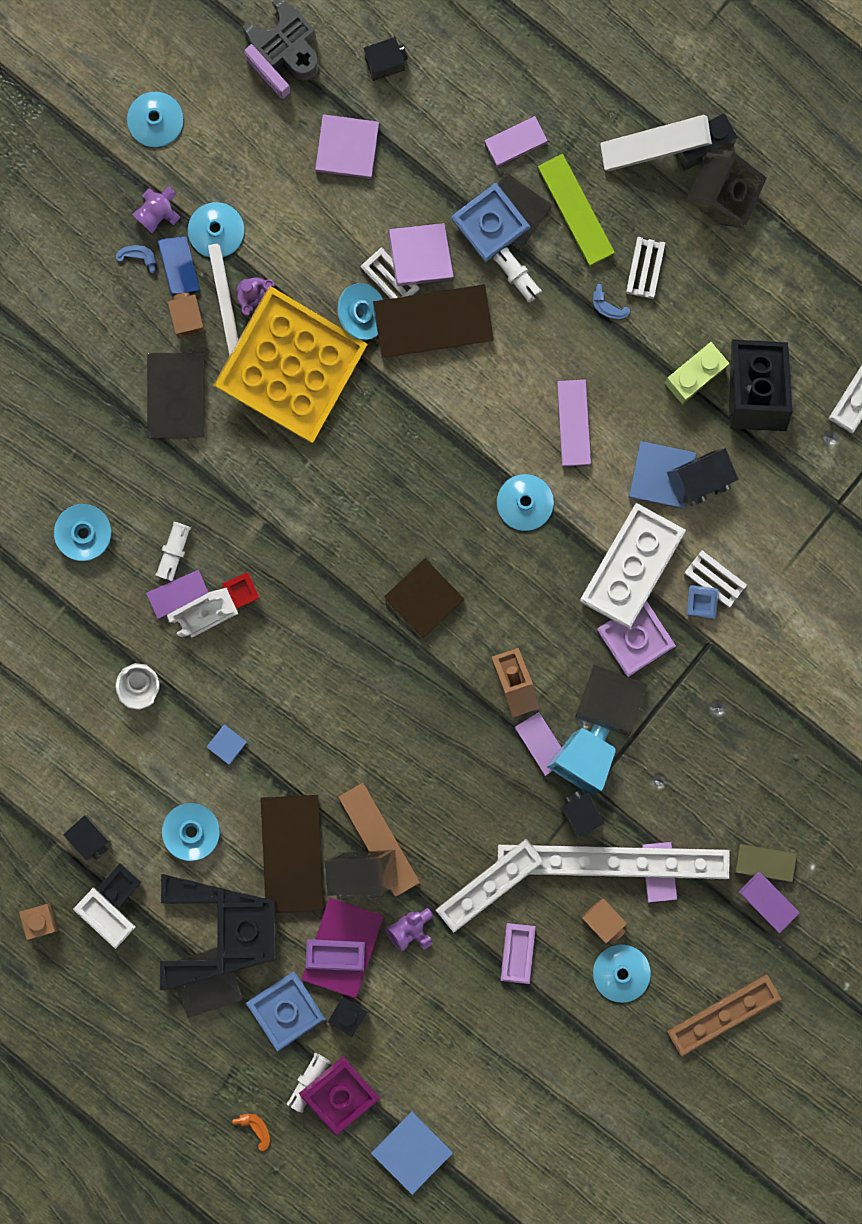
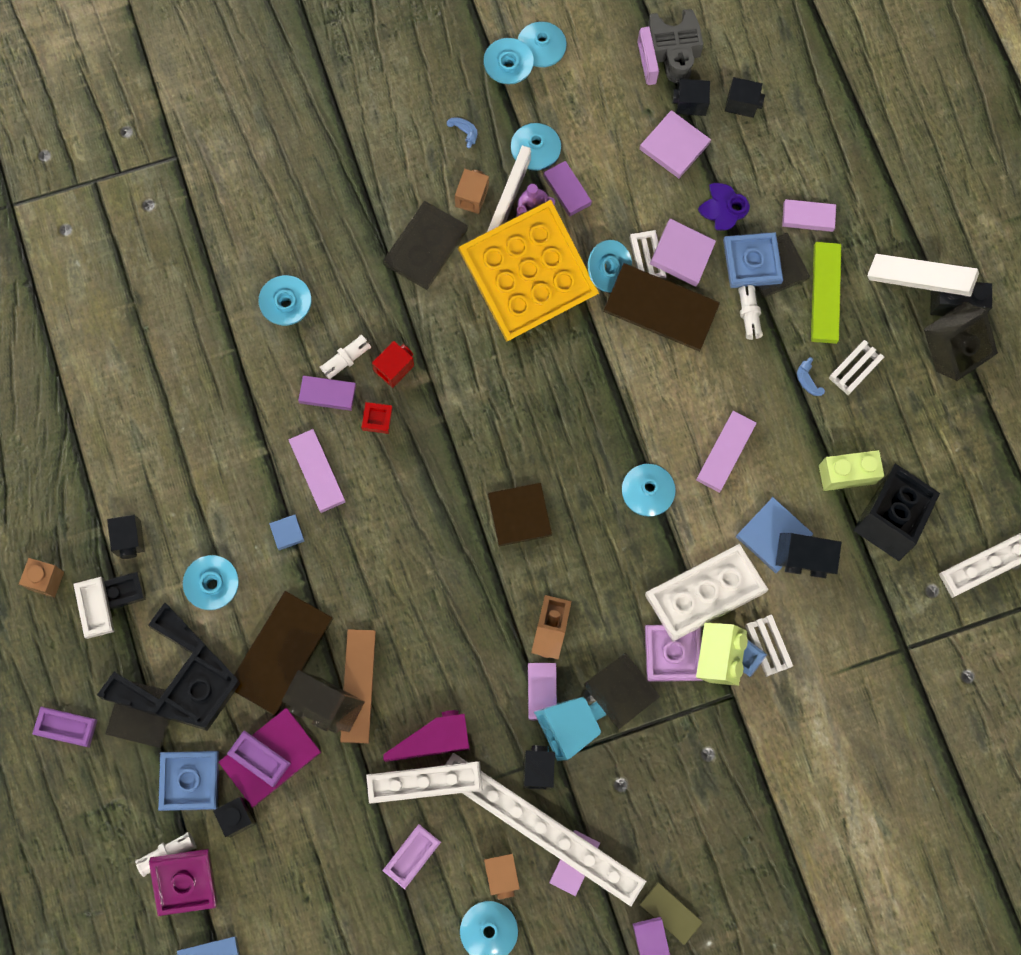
camera: 30 degrees right, 10 degrees down
(134, 147) = (508, 52): none -> medium azure dish
(137, 686) = (246, 441): white hair -> none
(147, 1034) = (64, 727): none -> medium lavender tile
(156, 208) = (500, 102): medium lavender piece -> none
(178, 265) = (490, 152): slope -> none
(204, 613) = (336, 415): white hinge -> none
(216, 672) = (317, 471): none -> lavender tile
(222, 529) = (393, 363): none -> red brick
(258, 1126) = (100, 865): orange piece -> none
(273, 255) = (567, 188): none -> medium lavender tile
(334, 89) = (692, 97): none -> black brick
(410, 928) = (335, 776): medium lavender piece -> none
(427, 184) = (720, 206): none -> dark purple plate
(477, 840) = (439, 736): none -> magenta slope
(679, 614) = (722, 654): none -> yellowish green brick

